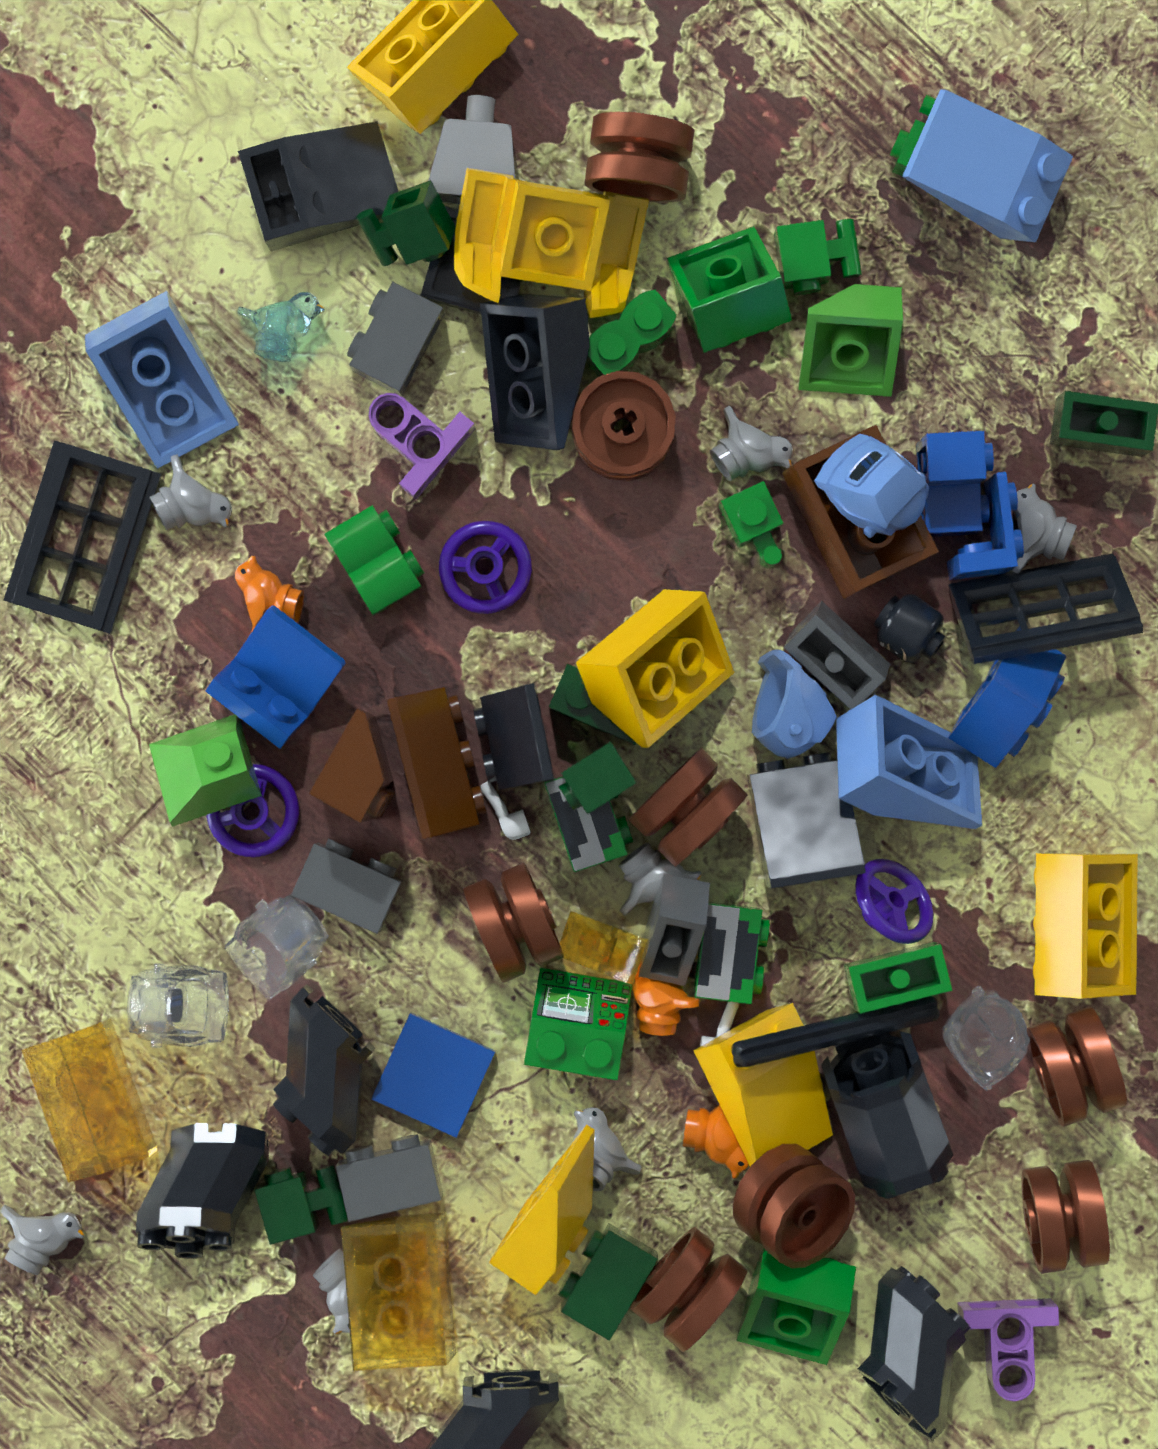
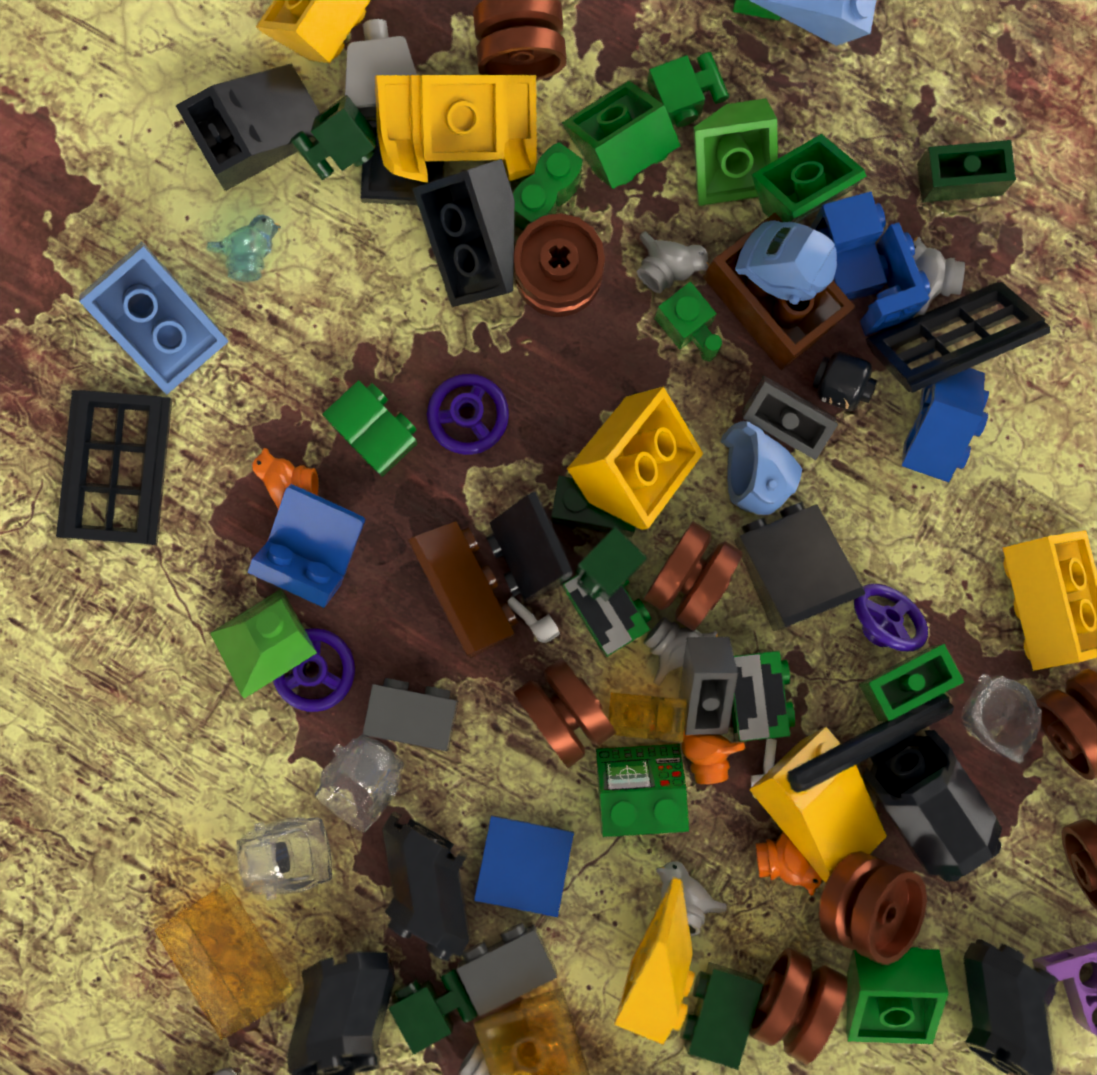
camera: 20 degrees left, 5 degrees down
(189, 501) = (199, 415): light grey animal -> none
(357, 772) = (395, 609): reddish brown slope -> none
(395, 339) = (347, 237): dark grey brick -> none
(410, 430) = (379, 309): medium lavender tile -> none
(905, 767) = (872, 497): medium blue slope -> none
(919, 394) = (806, 179): none -> green slope

